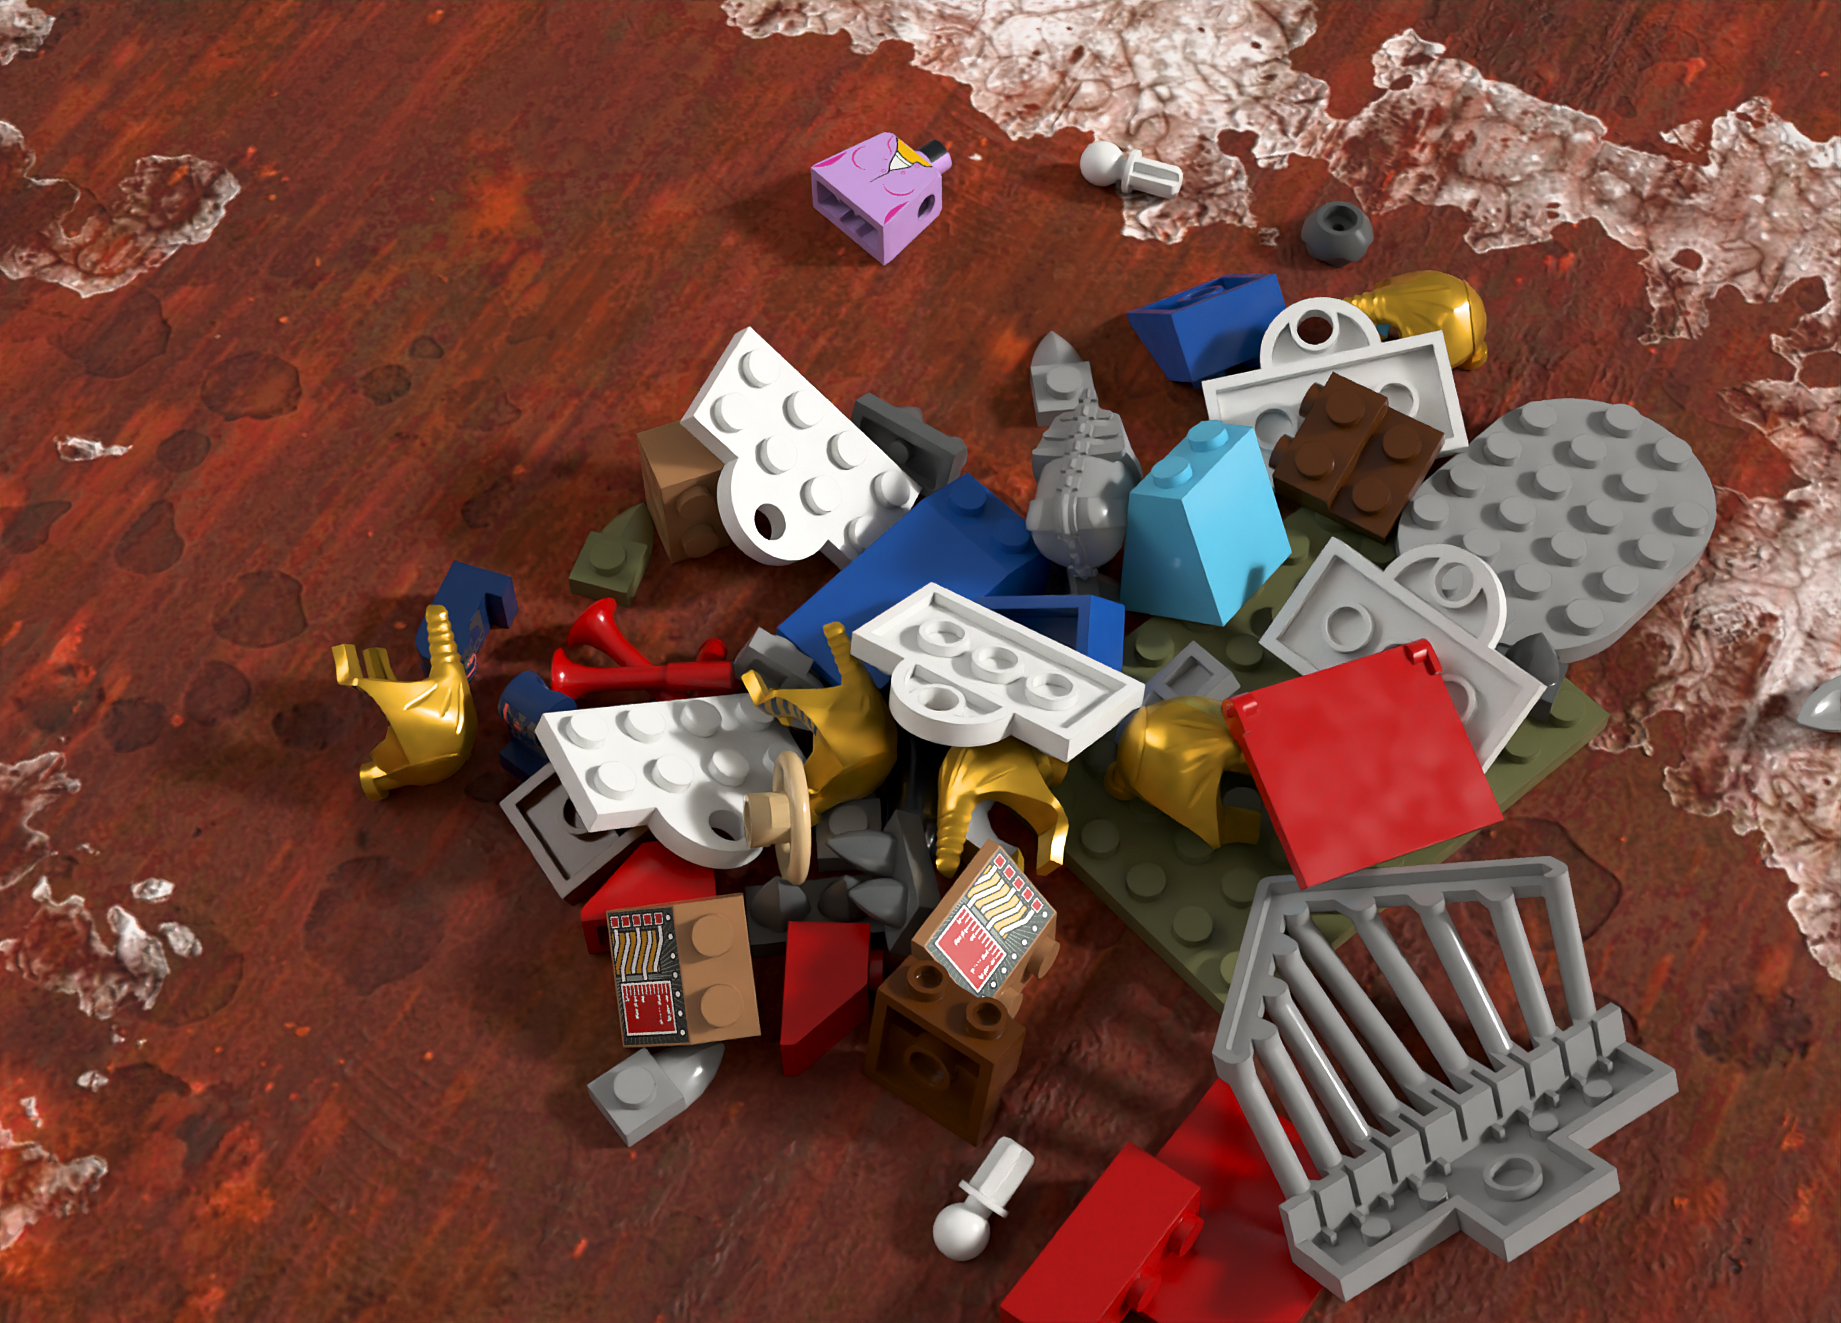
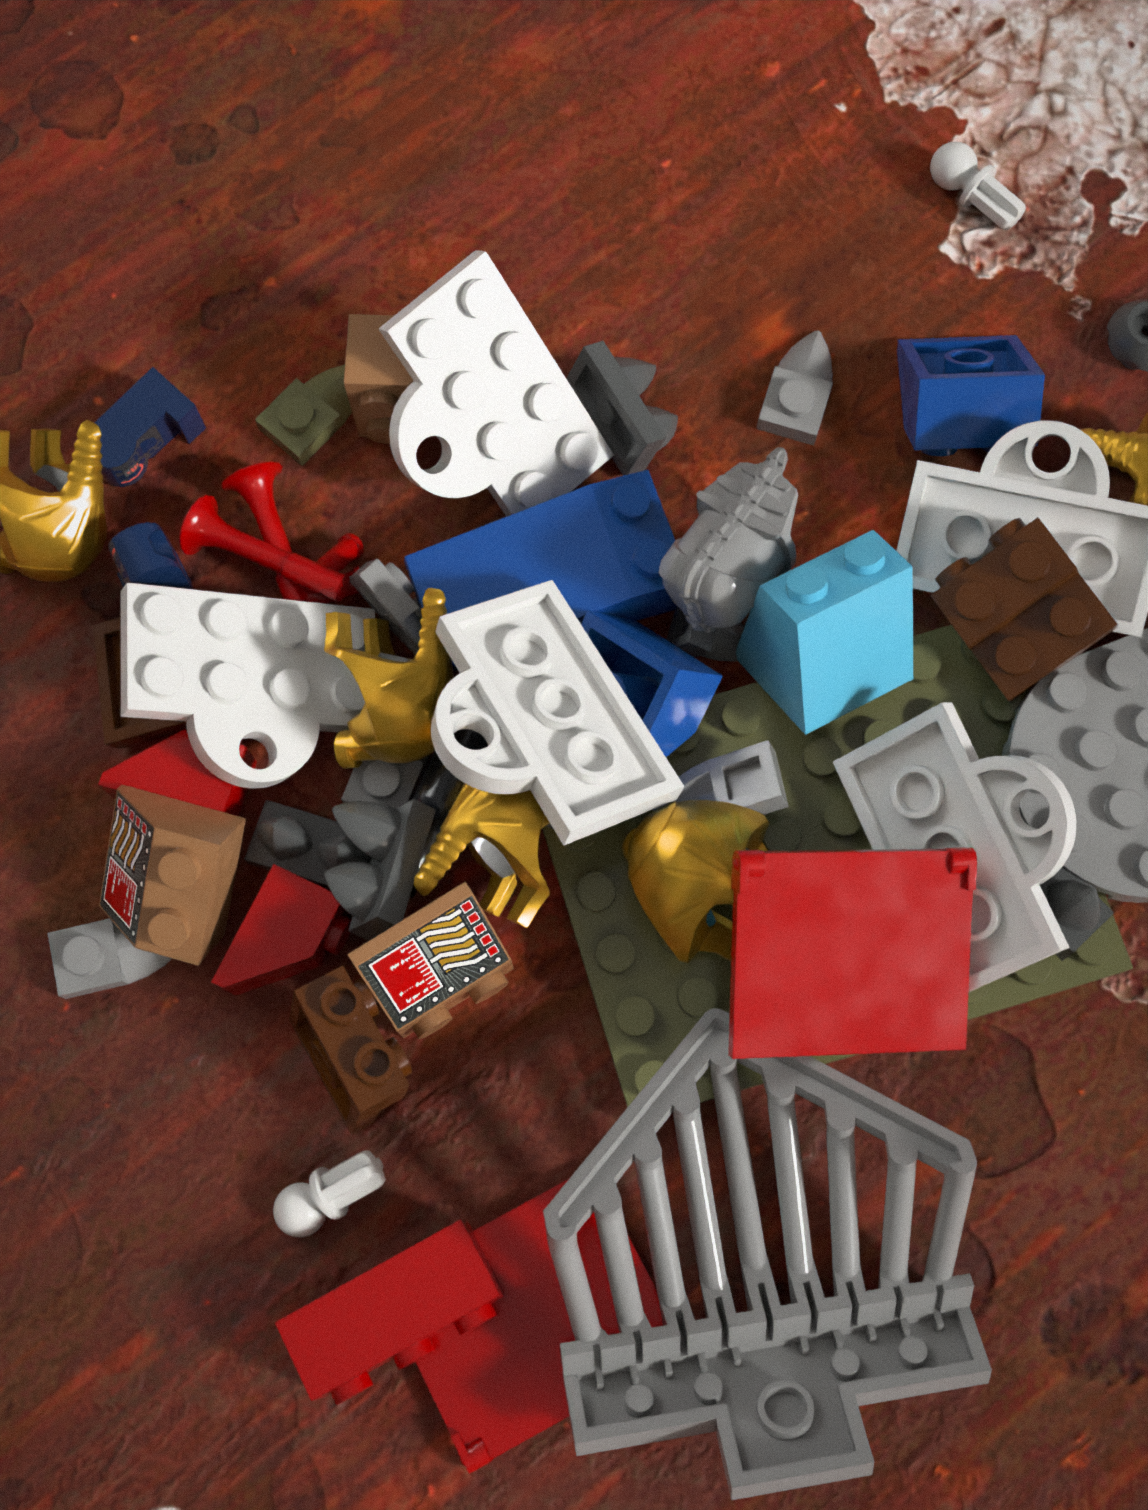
camera: 25 degrees right, 20 degrees up
(782, 818) = (300, 769): tan piece -> none
(881, 192) = (728, 116): lavender torso -> none

